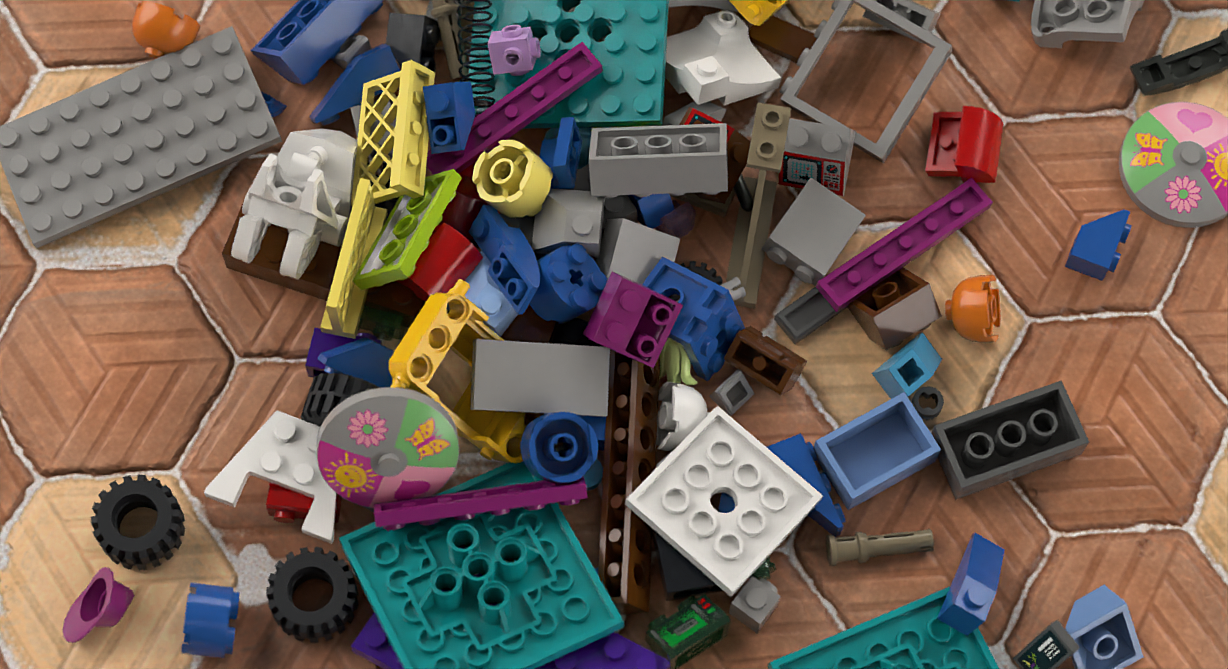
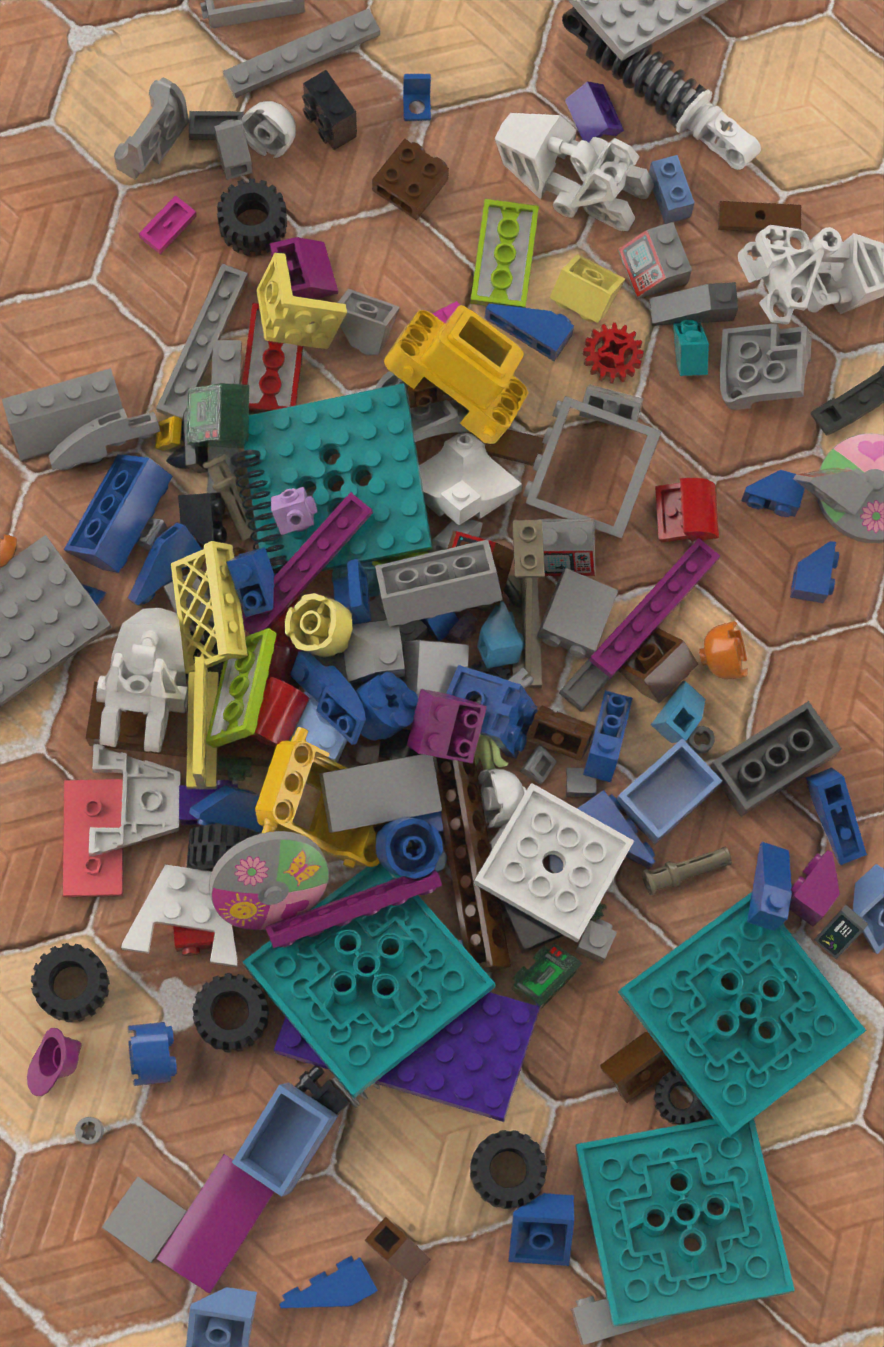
camera: 15 degrees left, 5 degrees up
(205, 369) = (86, 806): none -> coral plate
(274, 342) = (148, 801): none -> white wing
(717, 241) = (499, 638): none -> dark azure slope
(776, 422) = (578, 784): none -> light grey slope
(819, 377) = (608, 736): none -> blue slope
(1024, 601) = (818, 891): none -> magenta slope
(1069, 520) = (836, 814): none -> blue slope
(1072, 145) = (775, 493): none -> blue slope
(1143, 150) = (838, 488): none -> light grey slope

